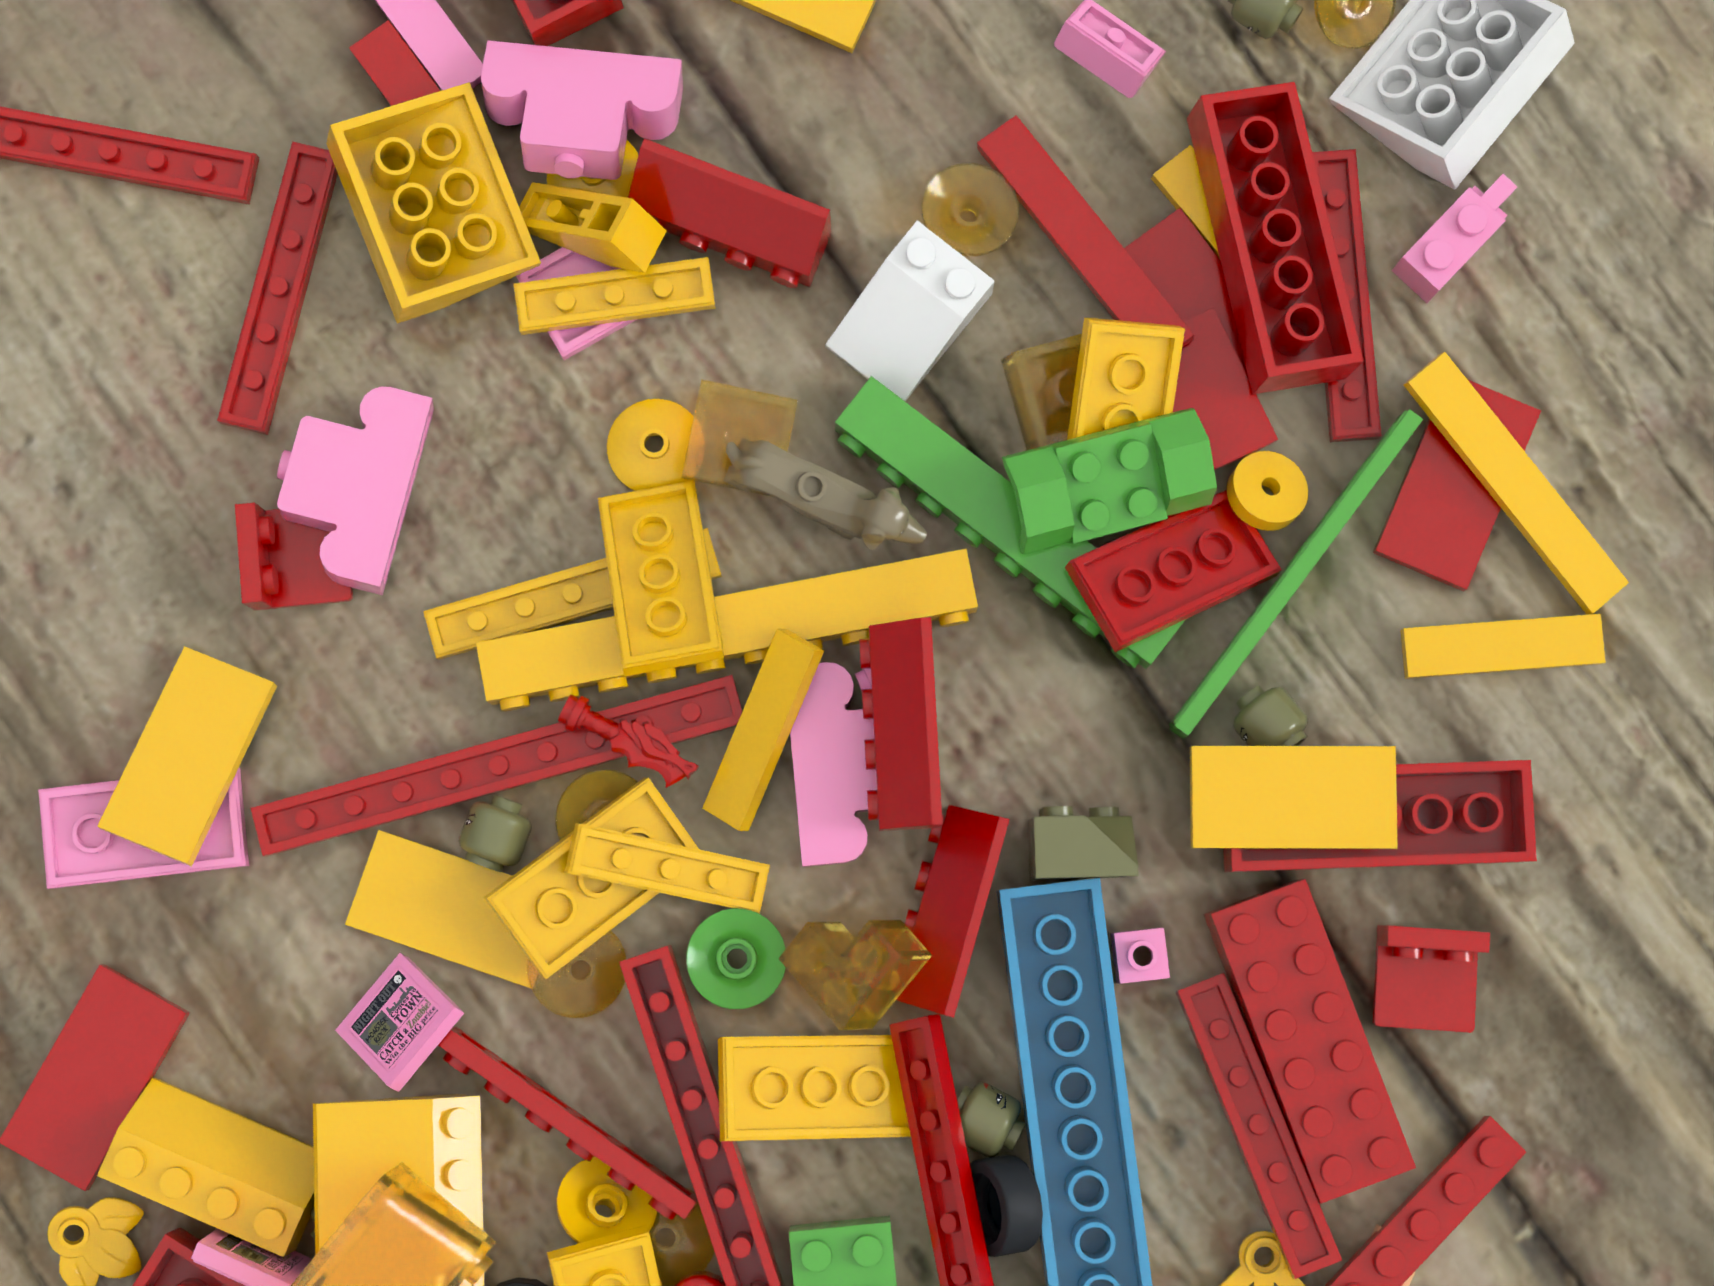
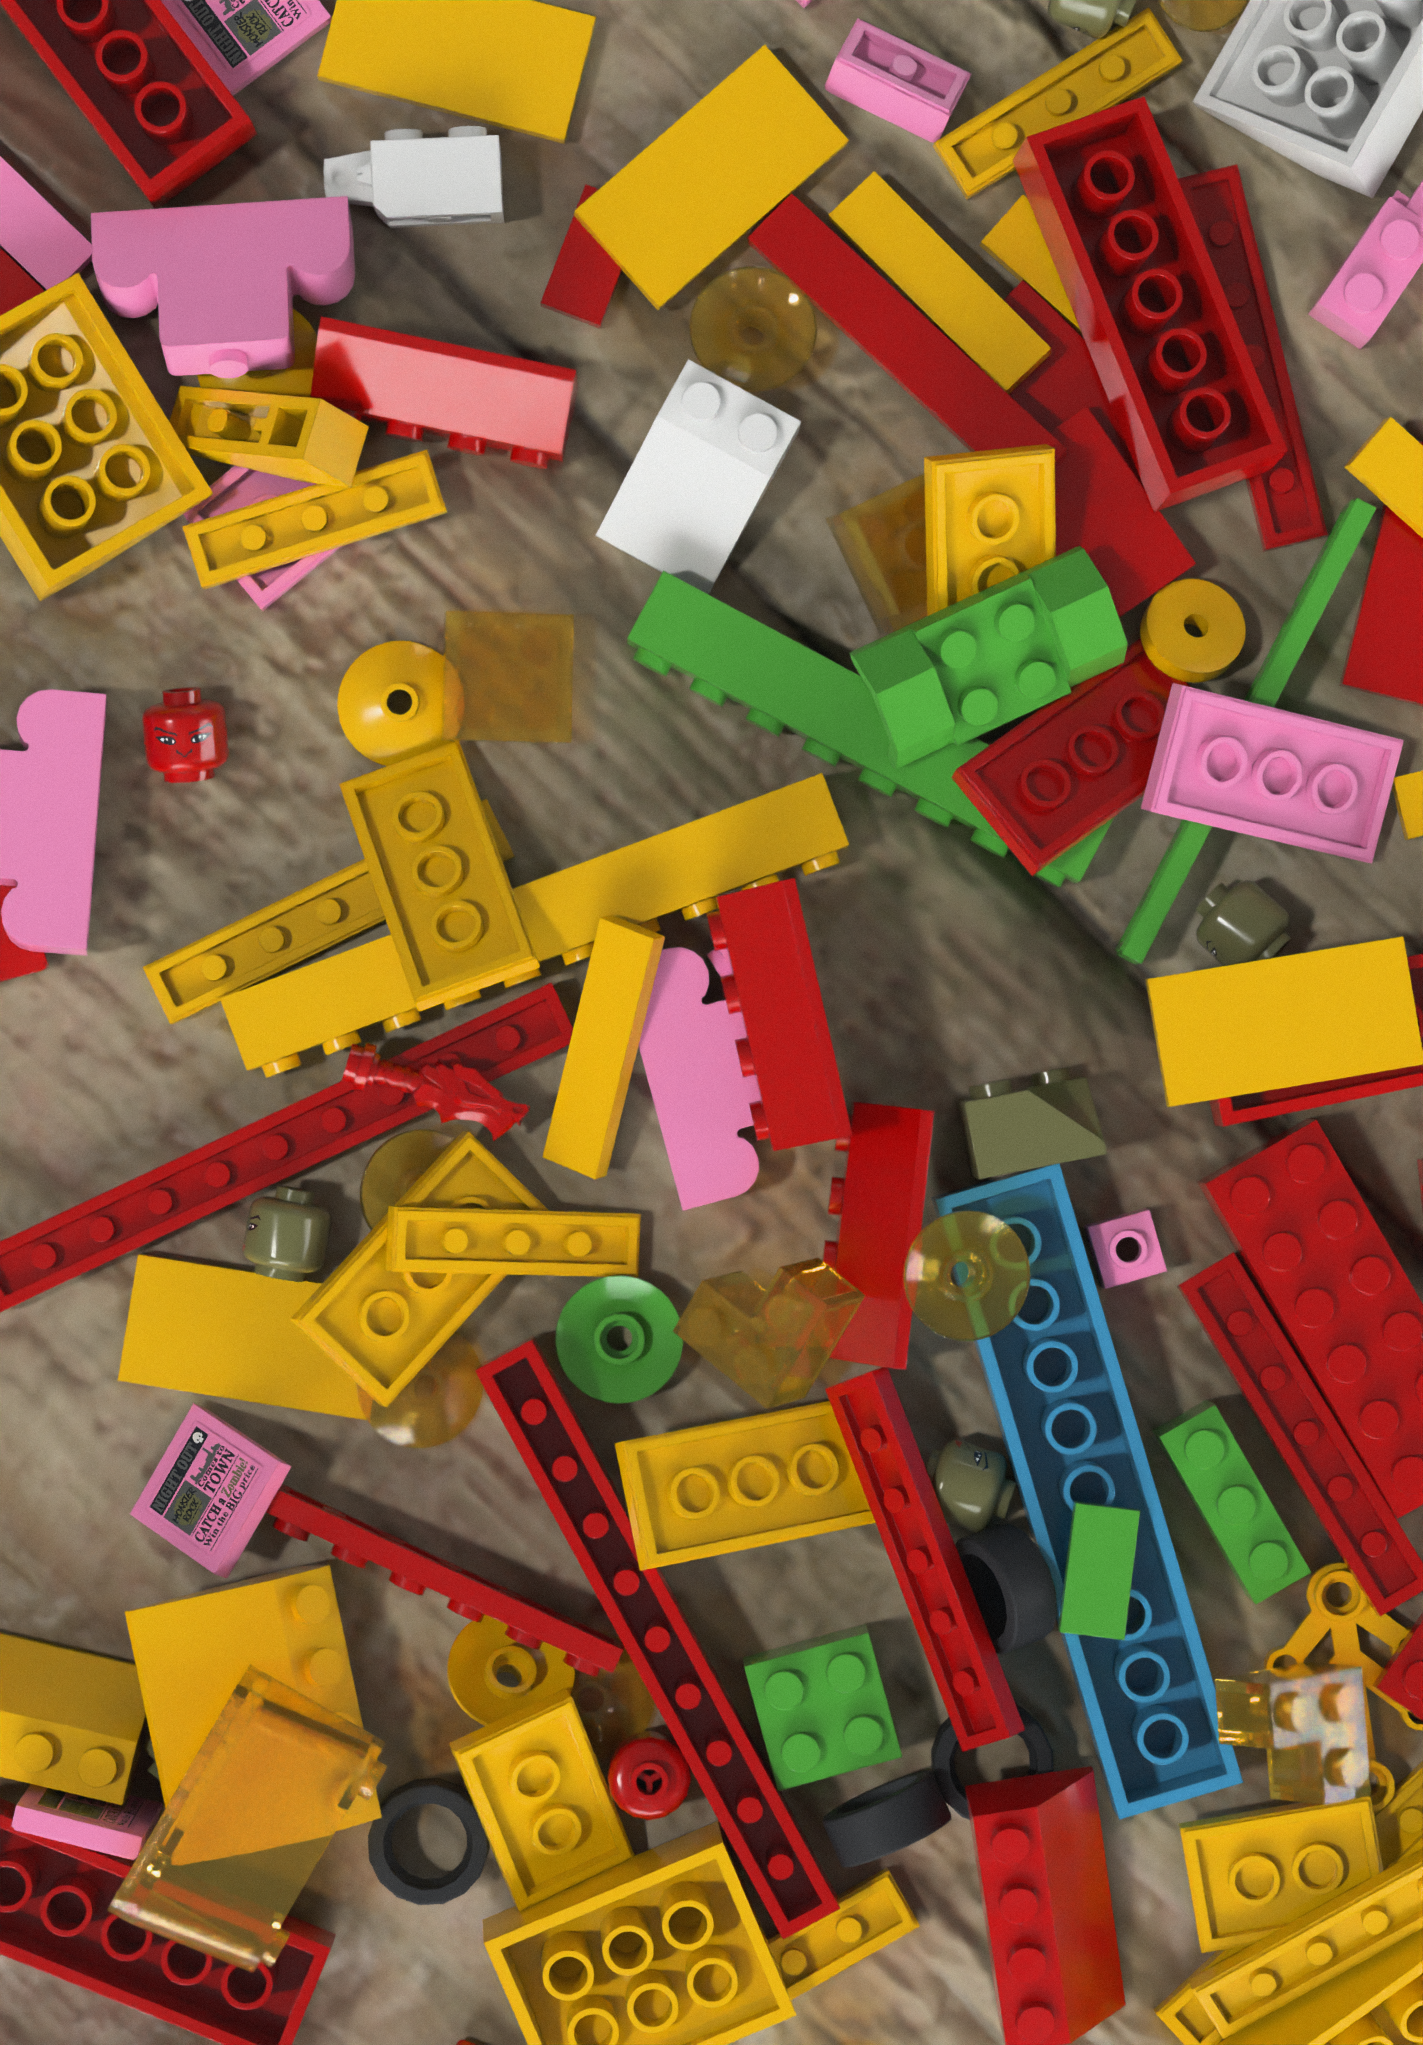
camera: 10 degrees left, 5 degrees up
(487, 441) = (185, 736): none -> red head
(742, 58) = (424, 179): none -> white hinge
(822, 494) = (627, 735): dark tan animal -> none
(858, 138) = (582, 275): none -> red tile
(957, 93) = (711, 177): none -> yellow tile
(1036, 958) = (995, 1281): none -> clear yellow dish
(1079, 1203) = (1099, 1570): none -> bright green tile
(1116, 198) = (939, 283): none -> yellow tile
(1191, 1168) = (1231, 1501): none -> bright green brick
(1277, 60) = (1077, 87): none -> yellow tile
(1311, 607) = (1271, 773): none -> bright pink tile

